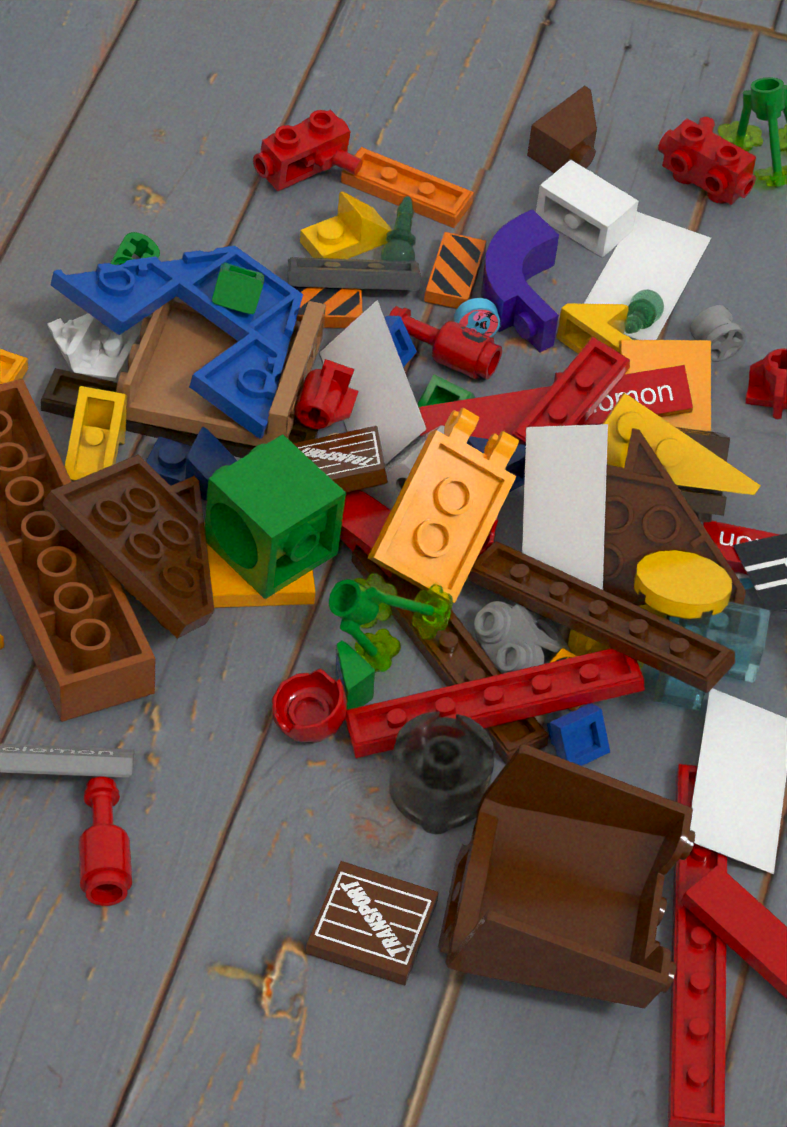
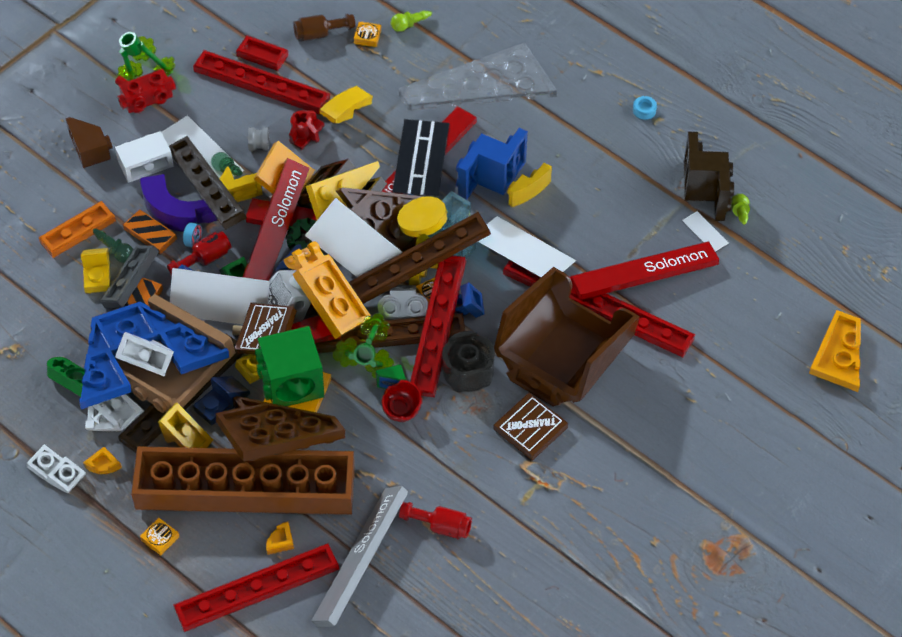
camera: 60 degrees left, 5 degrees up
(195, 322) = (144, 353): none -> white slope
(238, 288) = (128, 322): green slope -> none
(306, 150) = (32, 255): red brick -> none
(326, 396) = (216, 315): red piece -> none
(573, 289) = (206, 183): none -> dark brown tile
(577, 389) = (280, 214): red tile -> none

